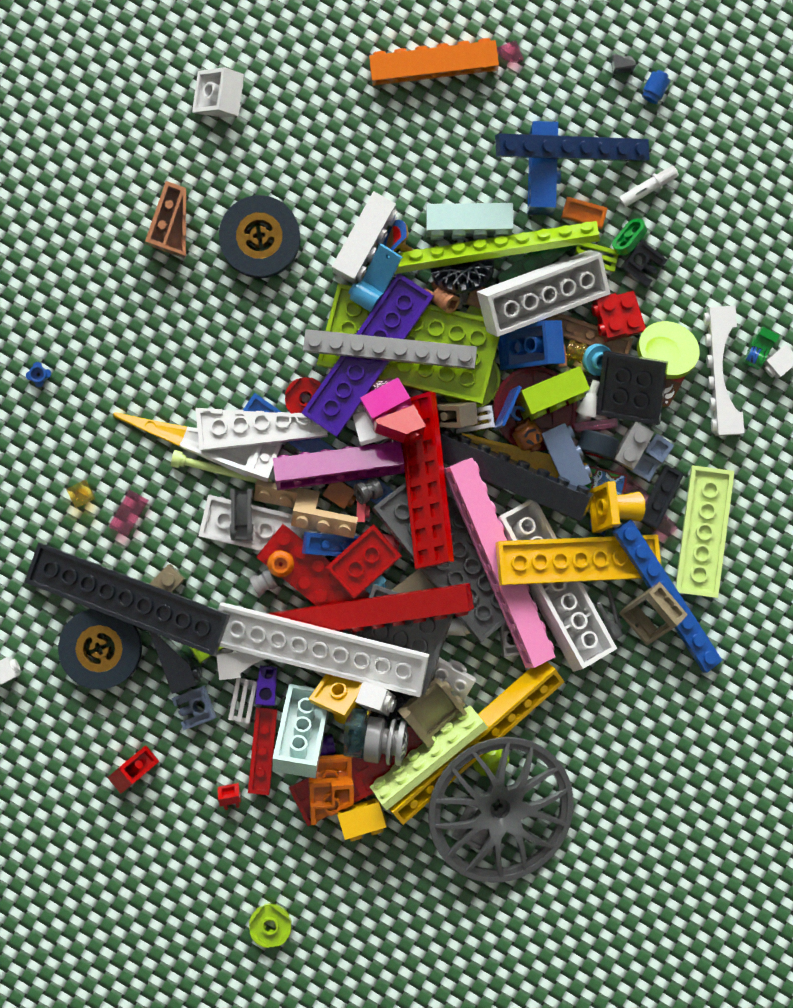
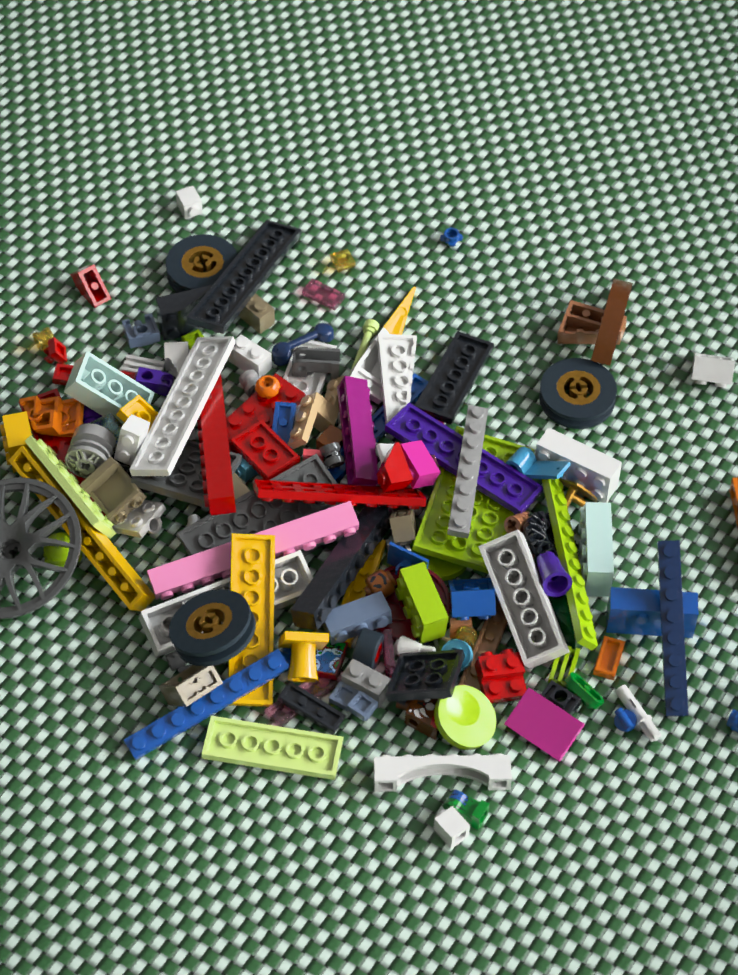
camera: 90 degrees right, 35 degrees down
(166, 193) = (611, 322): none -> reddish brown arch
(190, 510) = (282, 350): none -> dark blue piece
(212, 811) = (41, 338): none -> clear yellow wheel
(229, 585) = (250, 356): none -> white brick
(248, 367) = (454, 377): none -> black plate
(518, 263) = (553, 575): none -> dark purple plant
(620, 577) = (219, 640): none -> black wheel
(657, 198) = (625, 720): none -> blue plate
(669, 275) = (544, 724): none -> dark pink tile

